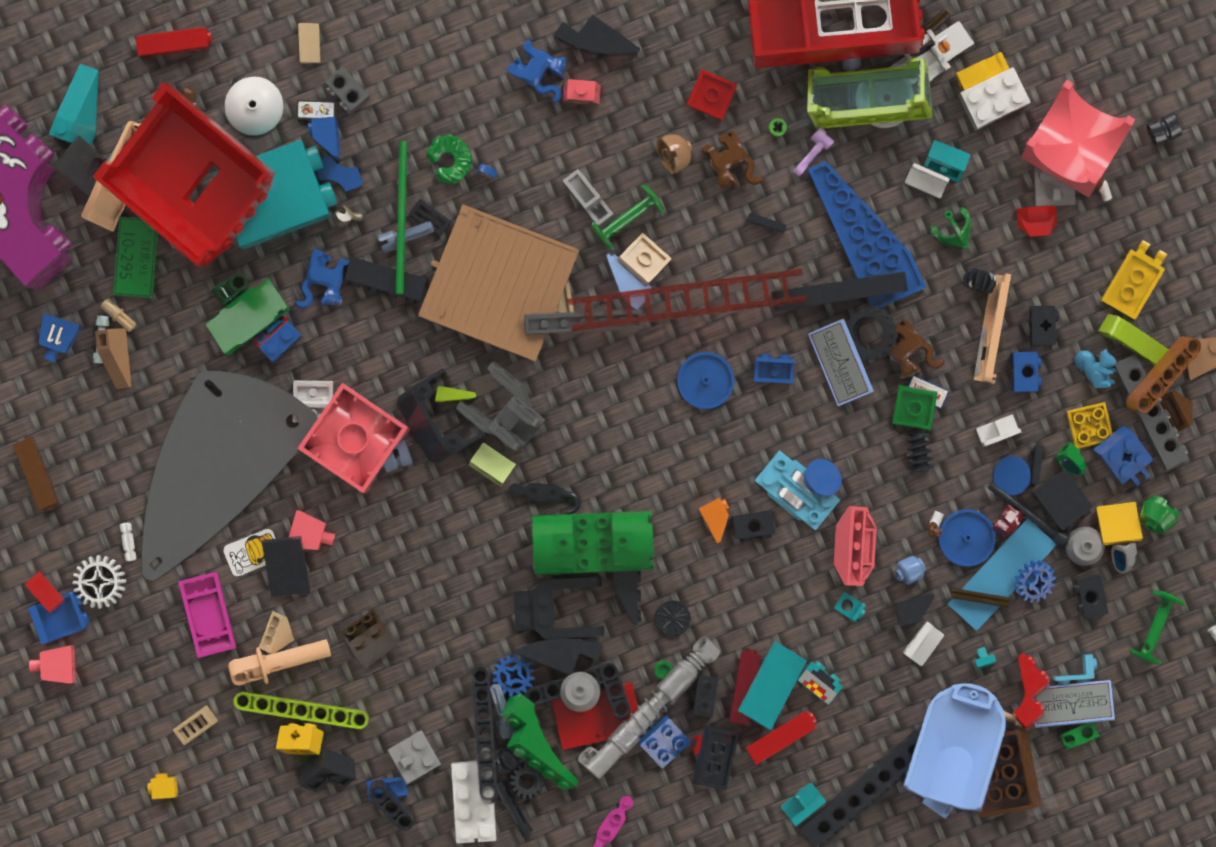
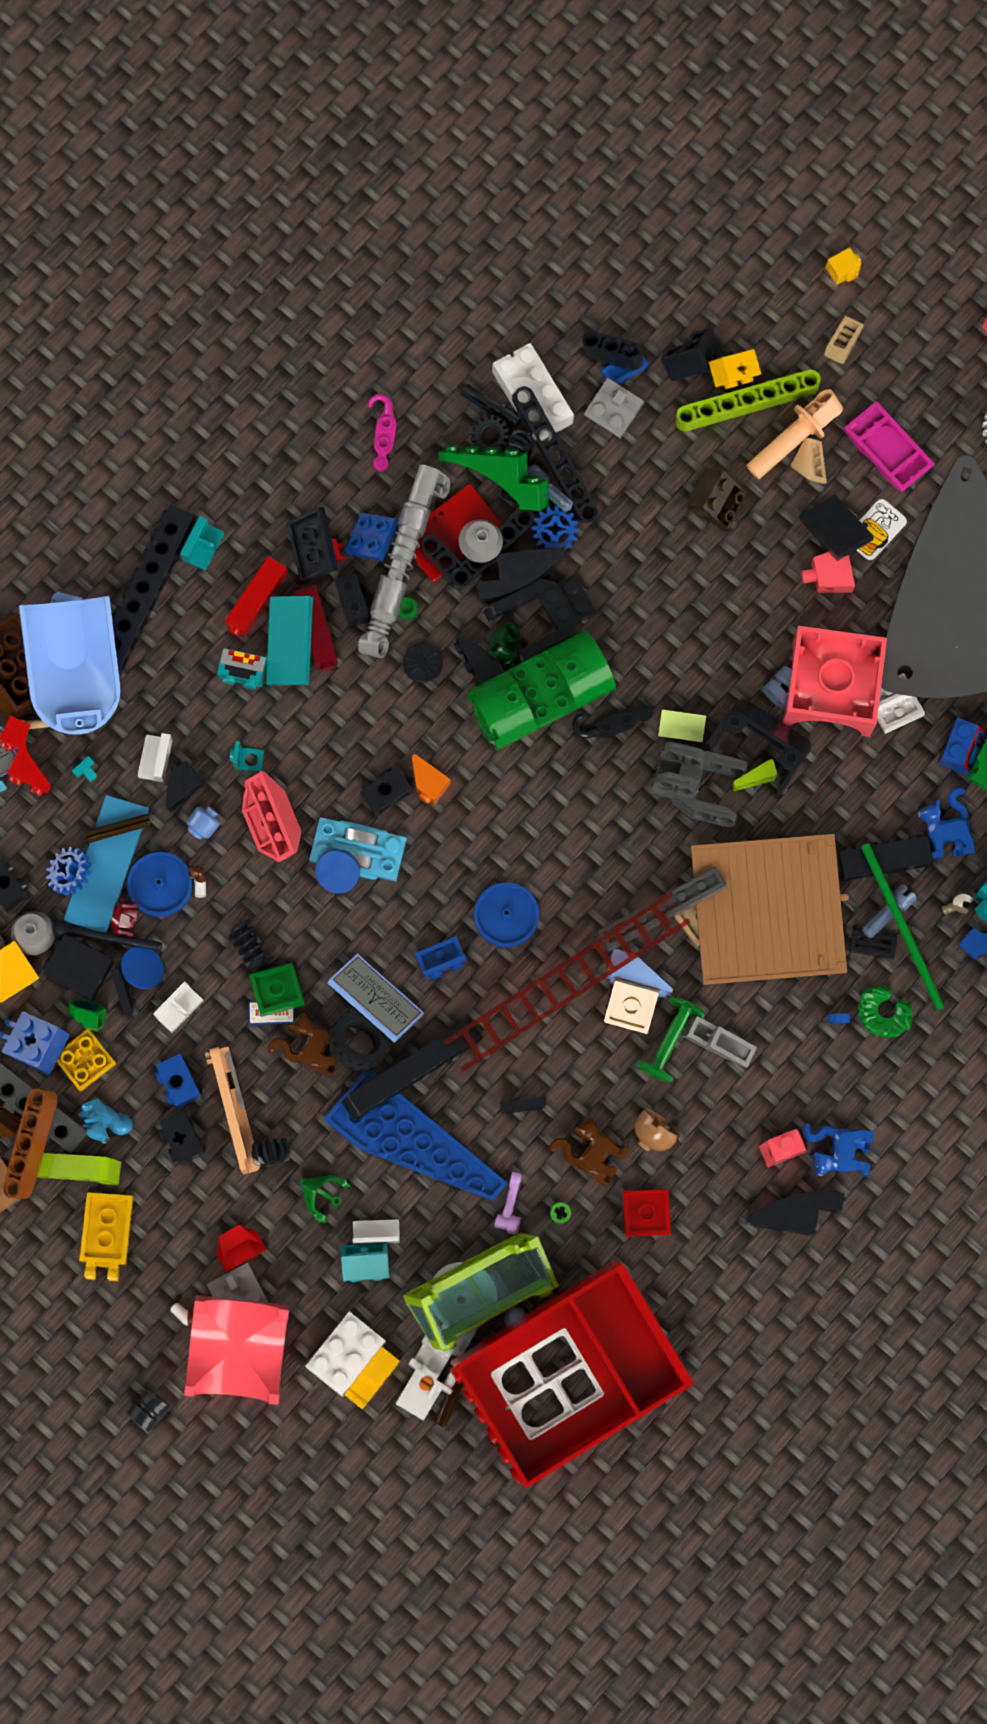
camera: 155 degrees right, 10 degrees down
(601, 598) = (505, 644): none -> dark green piece

